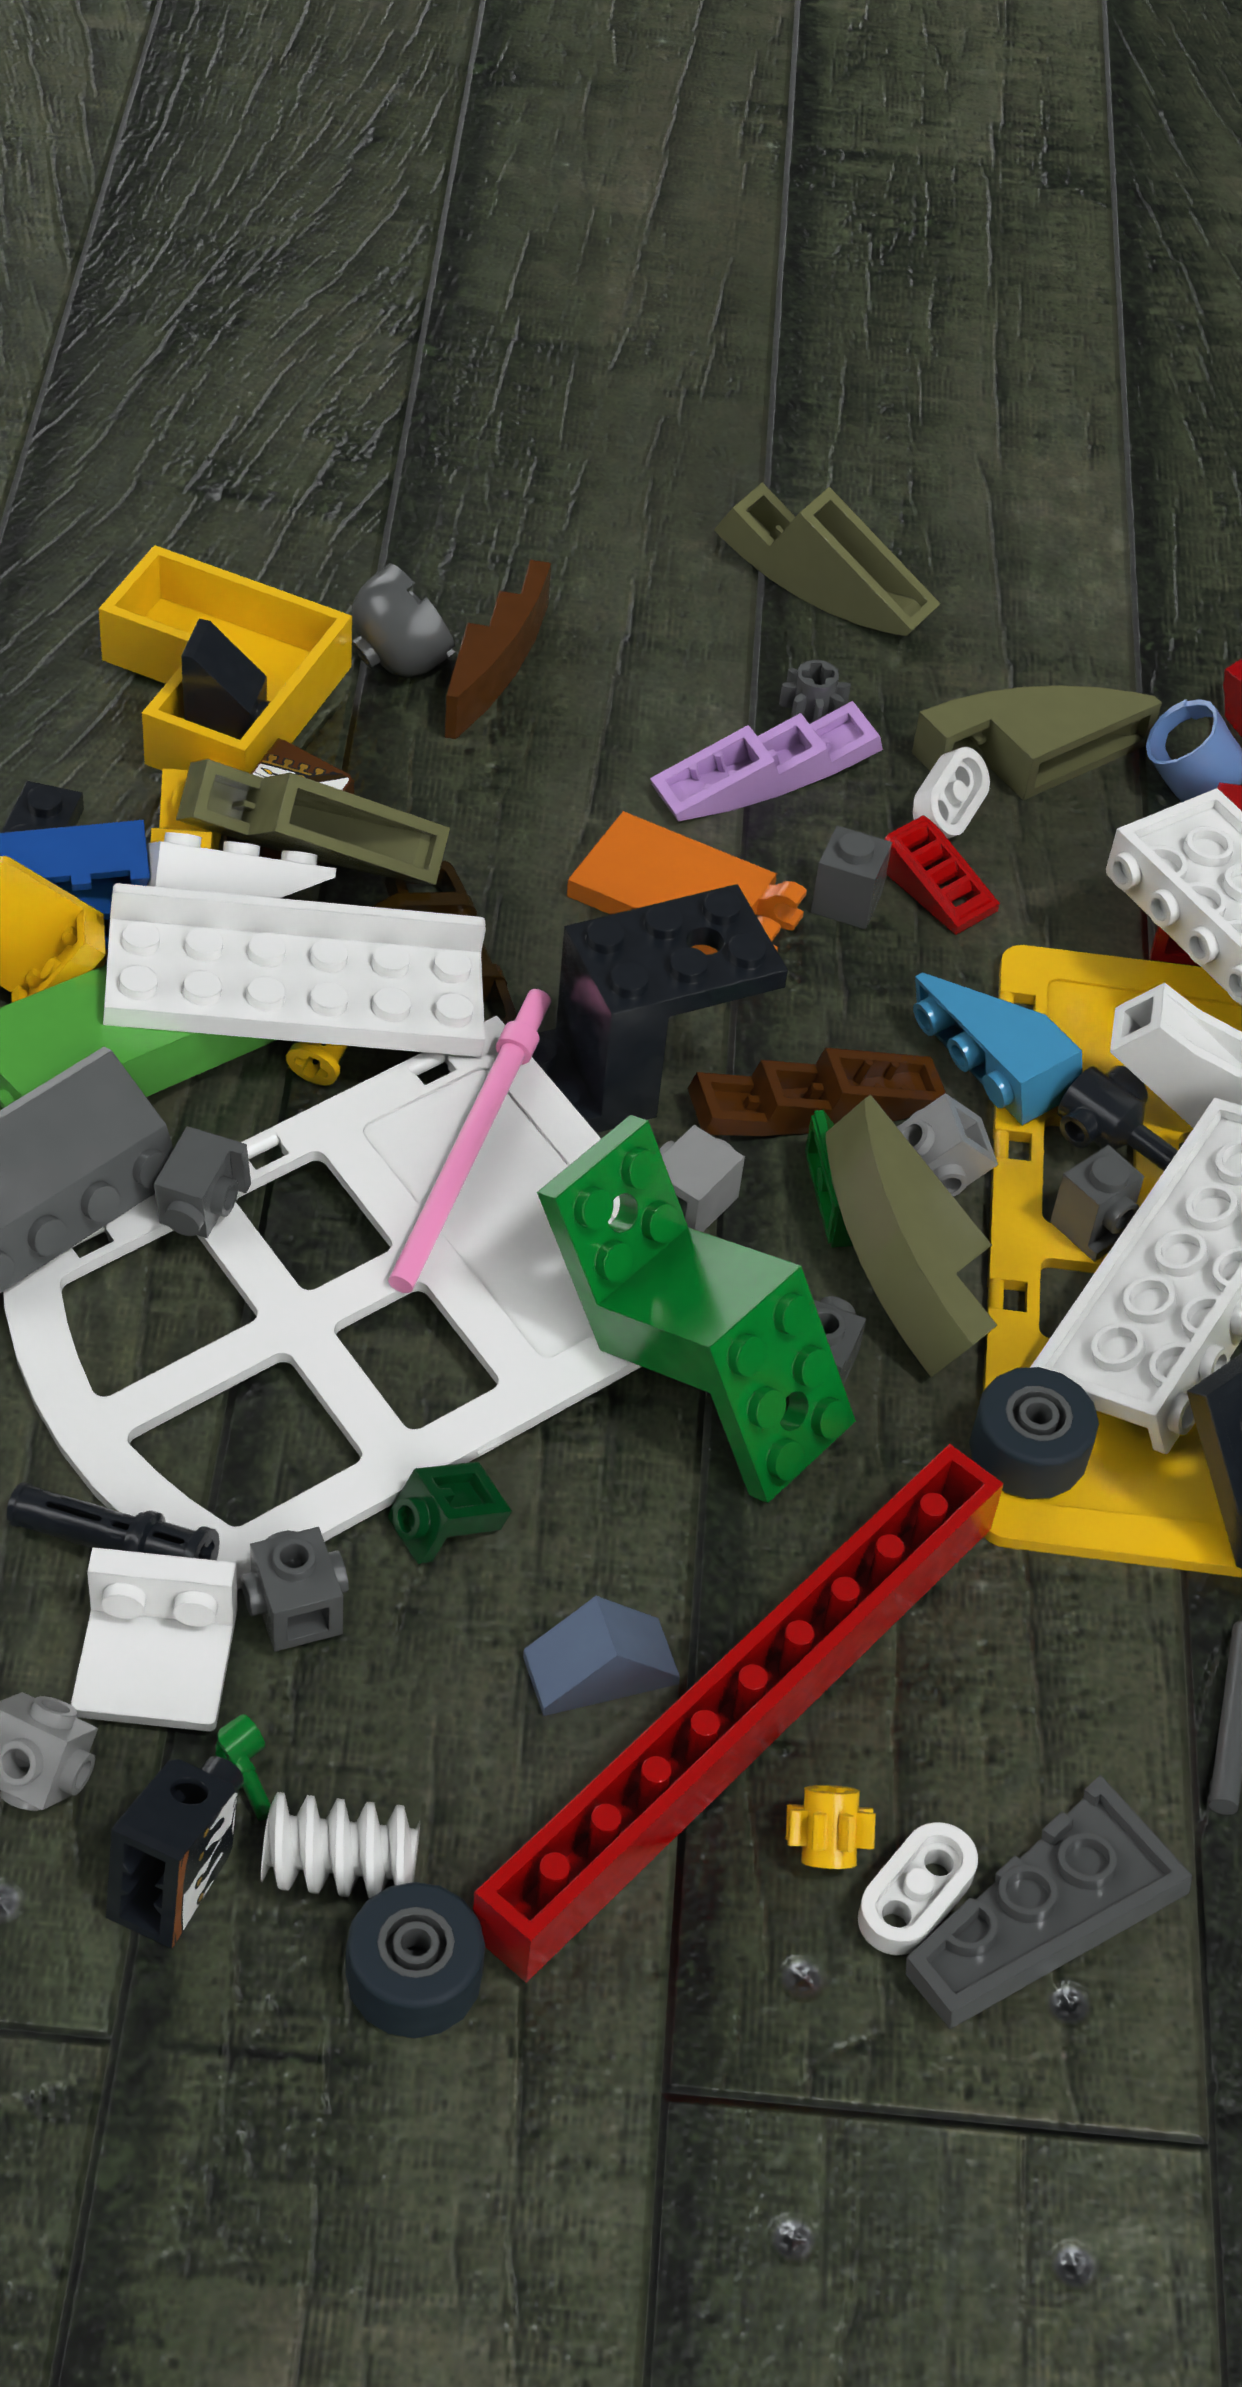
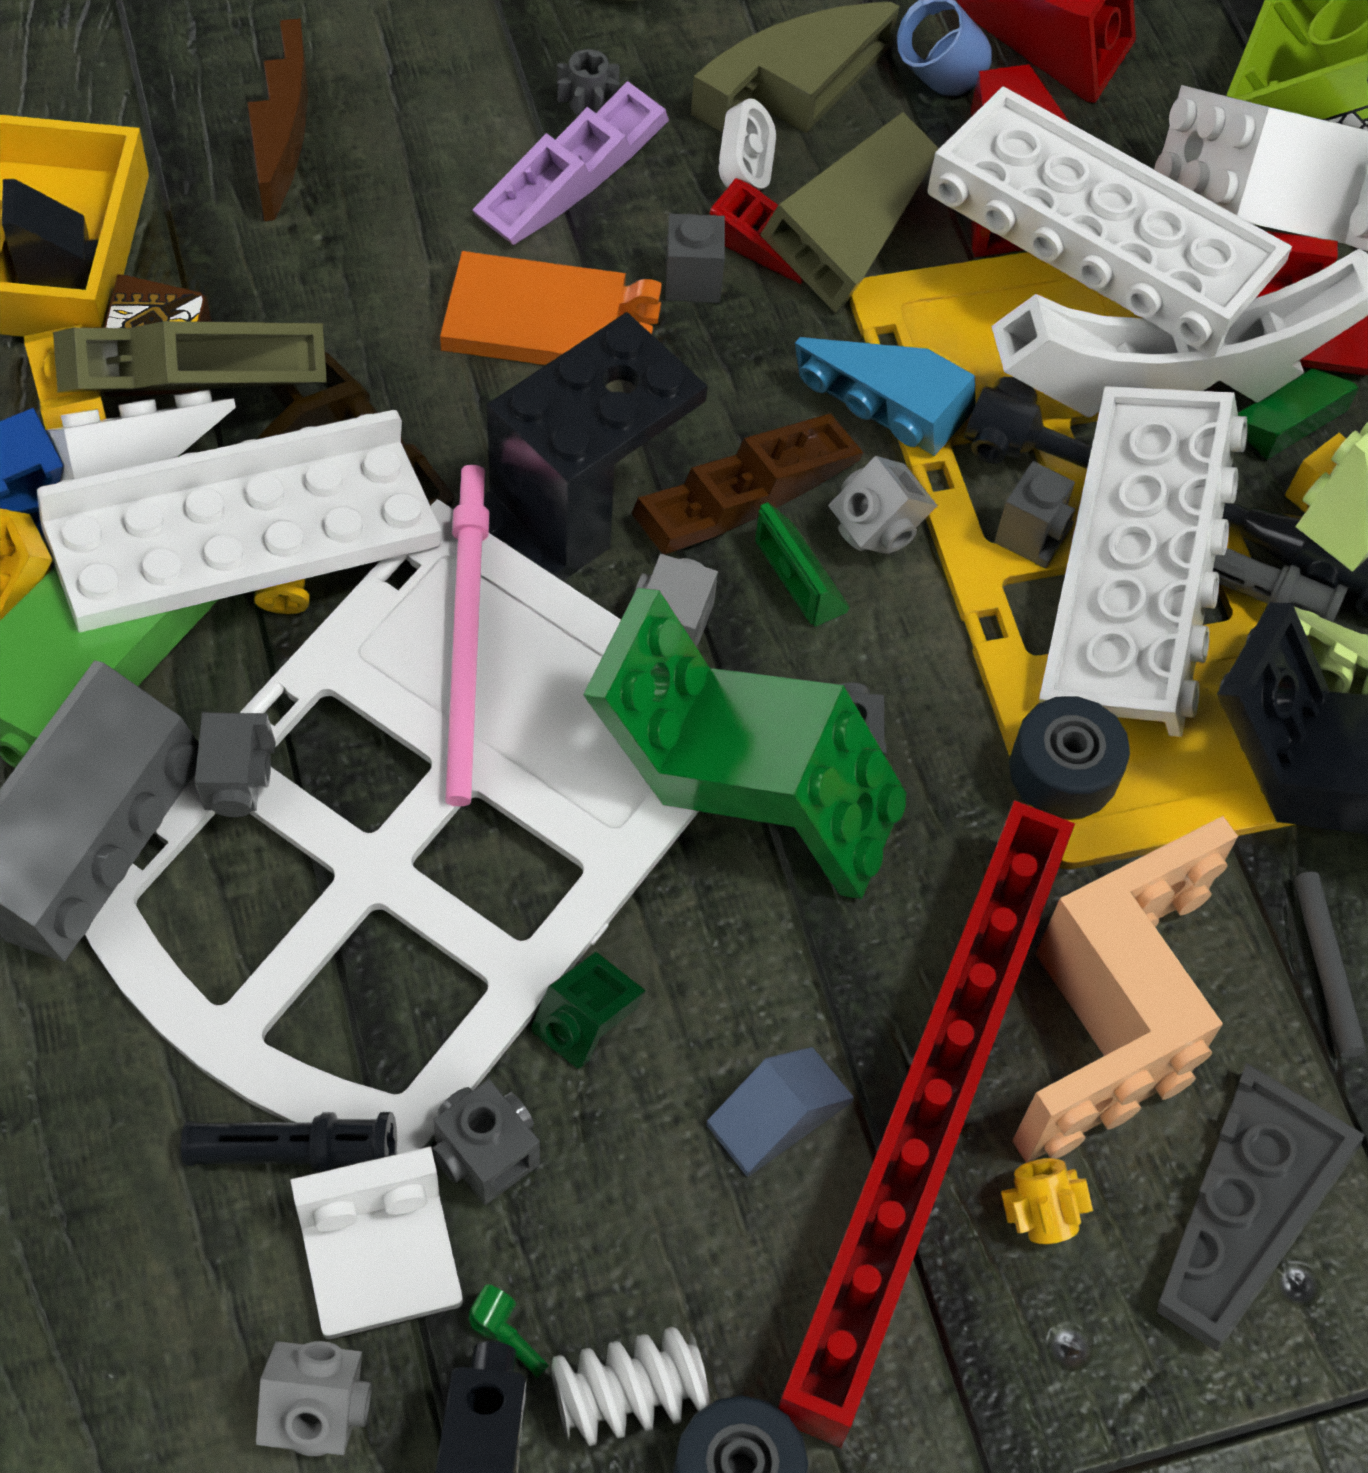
camera: 20 degrees left, 10 degrees up
(398, 627) = (180, 123): dark grey cylinder -> none
(907, 1235) = (891, 604): olive slope -> none
(913, 1892) = (1137, 1232): white plate -> none
(996, 1656) = (1127, 991): none -> light nougat bracket
(1025, 876) = (847, 211): none -> olive slope

